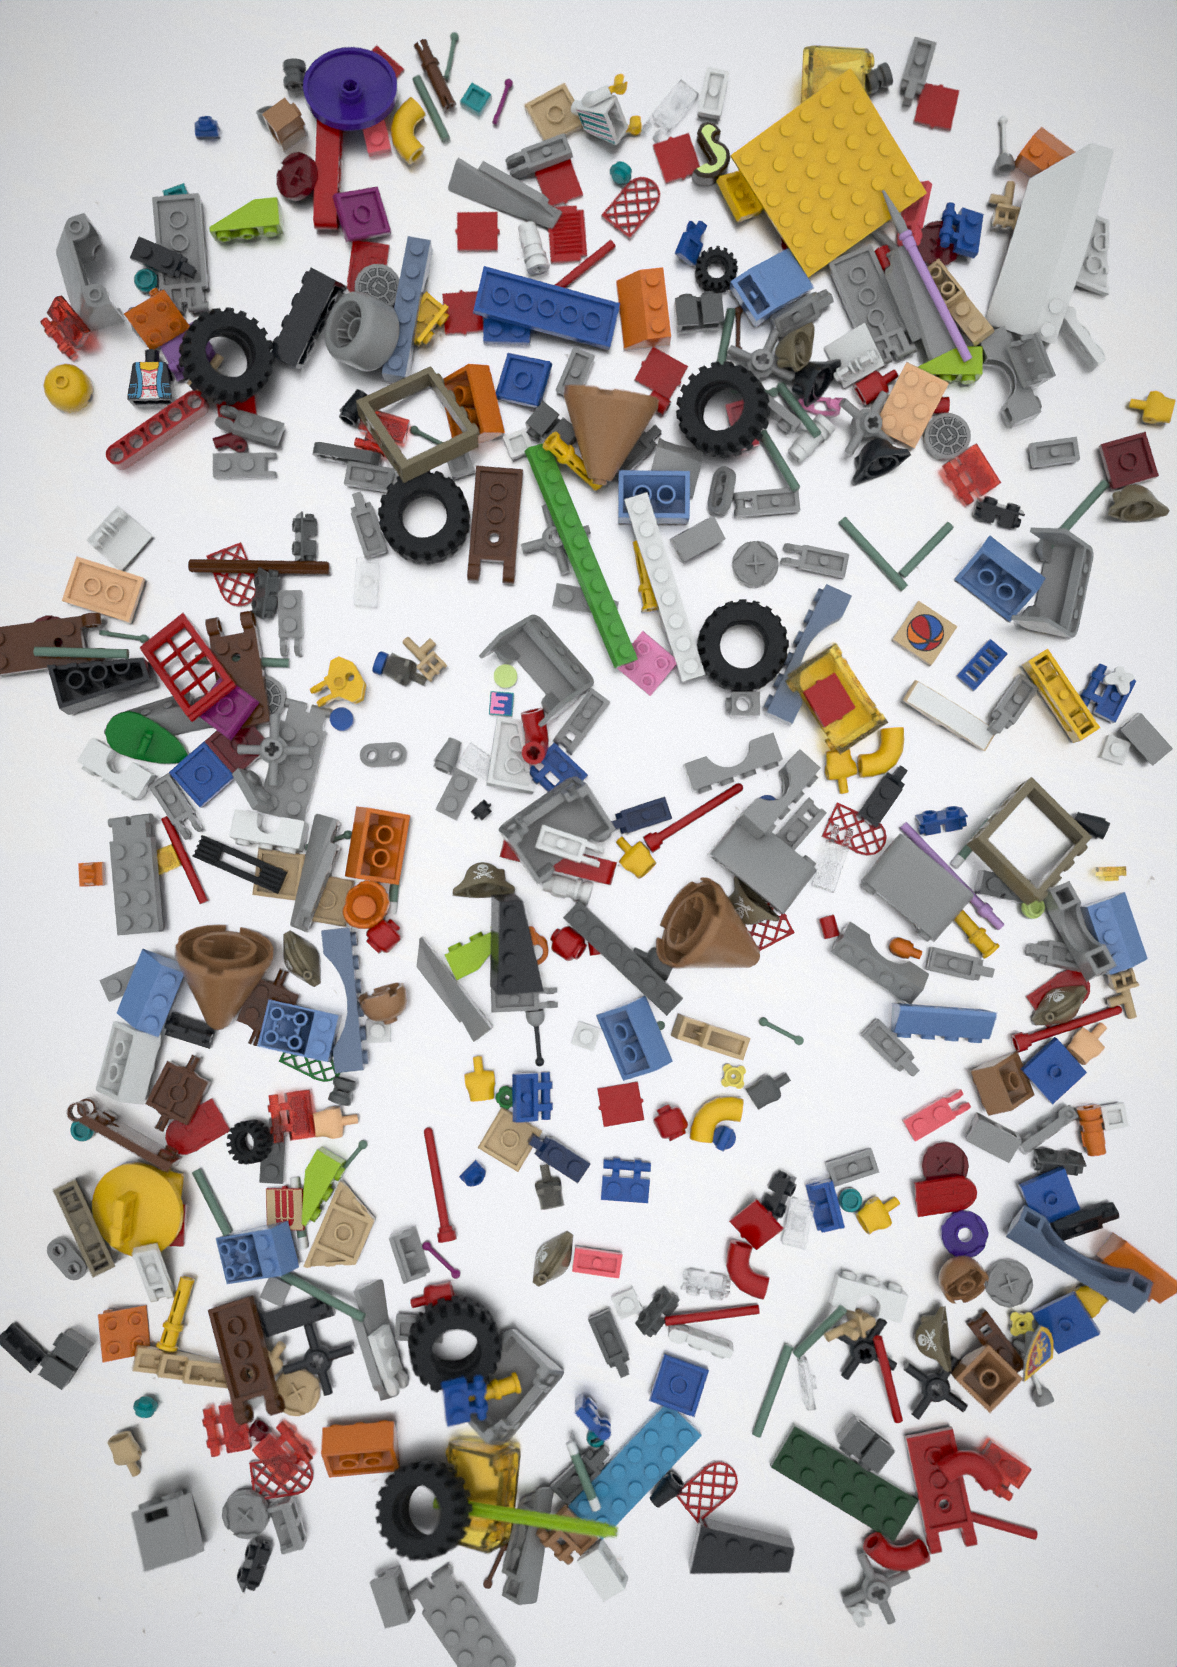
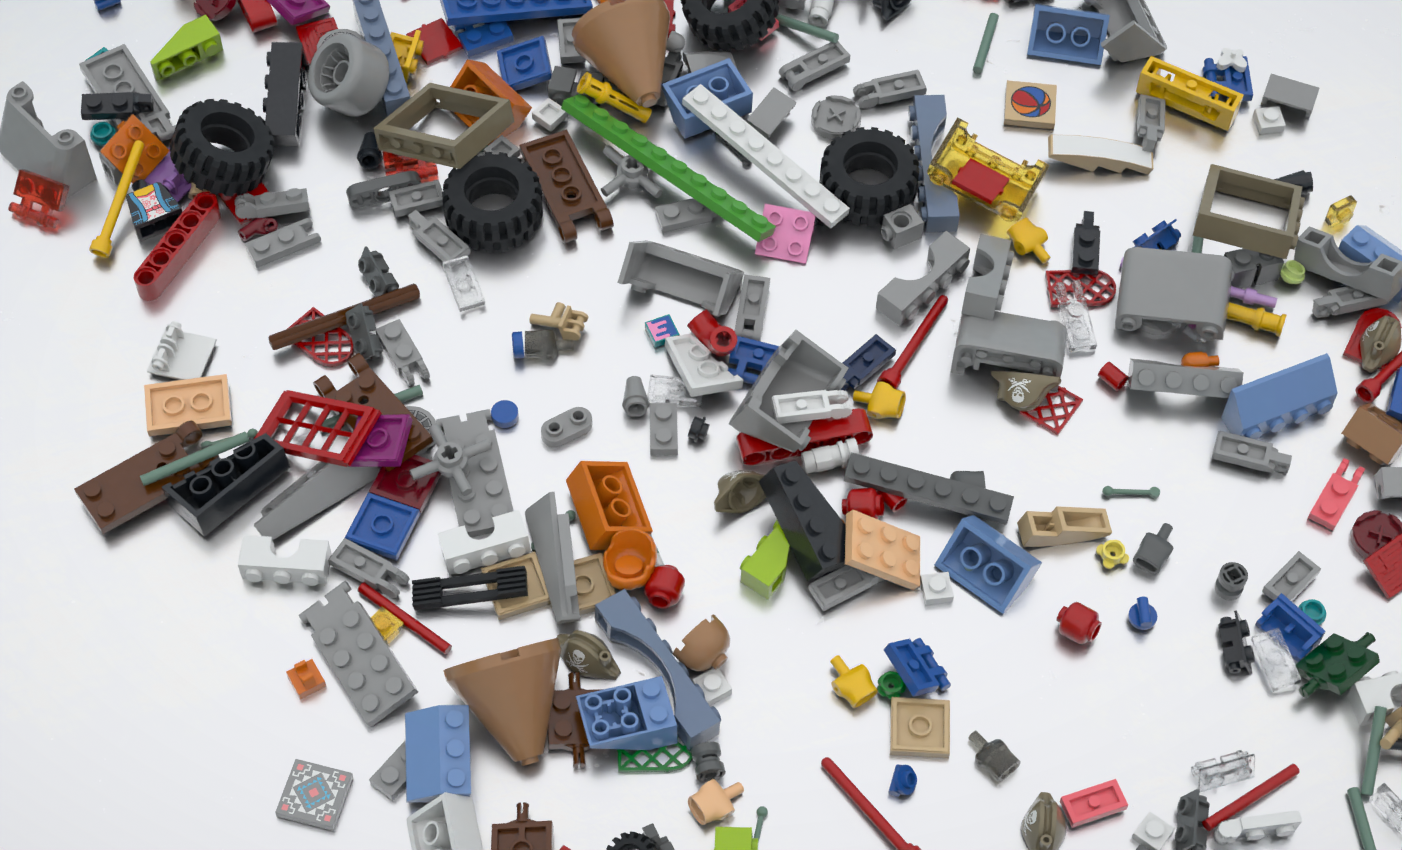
camera: 30 degrees left, 30 degrees down
(57, 970) = (314, 794): none -> light grey tile
(68, 388) = (63, 250): yellow cylinder -> none
(99, 397) = (102, 244): none -> yellow piece
(143, 739) = (299, 514): green shield -> none
(189, 1030) = (501, 784): black hinge -> none
(252, 790) = (441, 506): light grey plate -> none
(299, 1116) = (673, 807): clear red plate -> none
(339, 684) = (488, 376): yellow hinge -> none
(451, 991) = (770, 606): light grey wedge -> none
(505, 676) = (651, 306): yellowish green tile -> none
(535, 1019) = (873, 593): hinge -> none
(557, 993) = (882, 550): none -> light nougat plate
(559, 1157) = (984, 715): dark blue hinge -> none
(620, 1104) = (1014, 637): red piece -> none
(622, 1187) = (1073, 716): blue plate -> none
(645, 588) = (746, 173): yellow pin -> none
(656, 427) = (675, 42): none -> light grey hinge
(705, 931) = (996, 417): medium nougat cone -> none
(711, 1114) = (1115, 597): yellow cylinder -> none
(721, 490) = (767, 70): light grey plate -> none
(741, 1273) = (1252, 736): red cylinder -> none
(756, 1224) = (1234, 678): red piece -> none
(798, 826) = (1024, 302): light grey plate -> none
(802, 1146) = (1231, 581): none -> dark grey wheel
(838, 1253) = (1337, 664): none -> dark green plate
(873, 553) = (940, 65): sand green bar -> none
(876, 1214) = (1346, 613): yellow piece -> none
(886, 756) = (1065, 208): yellow cylinder -> none
(957, 964) = (1260, 351): light grey hinge -> none
(995, 649) = (1105, 90): blue slope -> none

